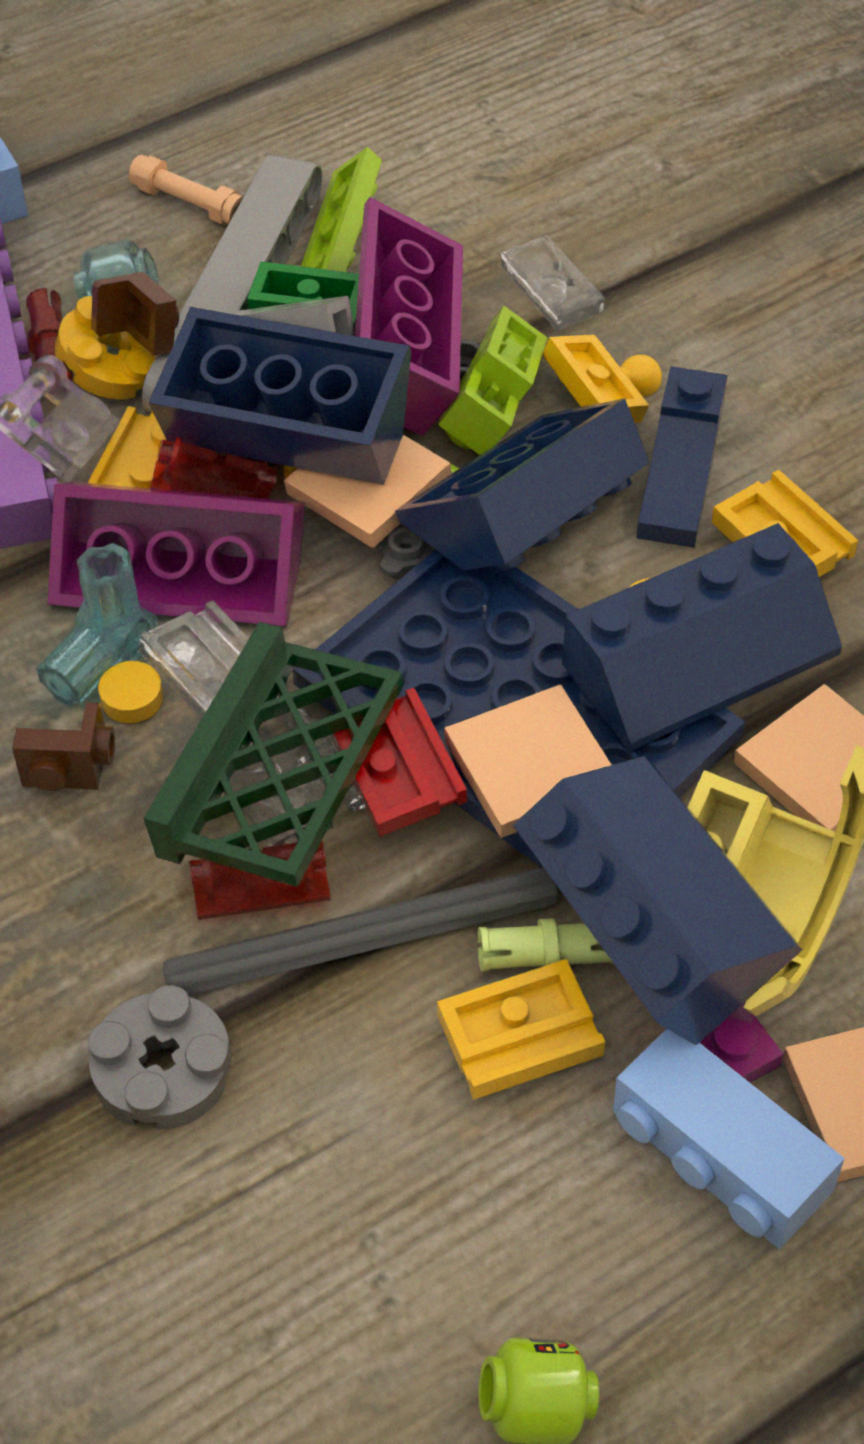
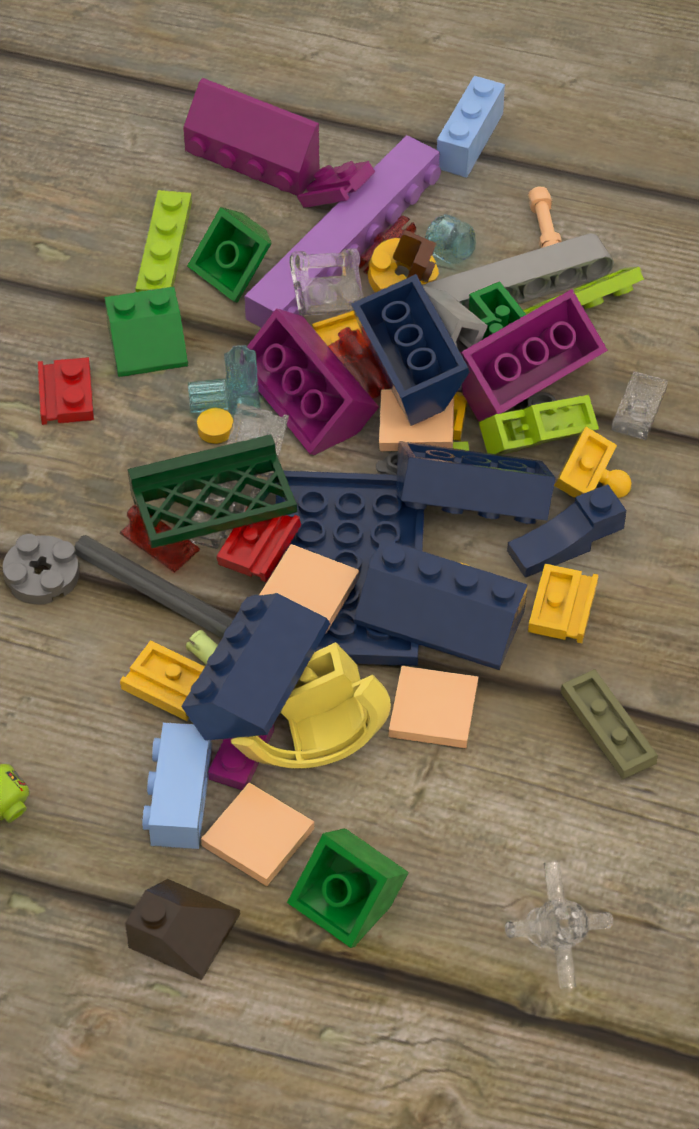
camera: 50 degrees right, 0 degrees up
(65, 757) = (156, 431): reddish brown bracket -> none

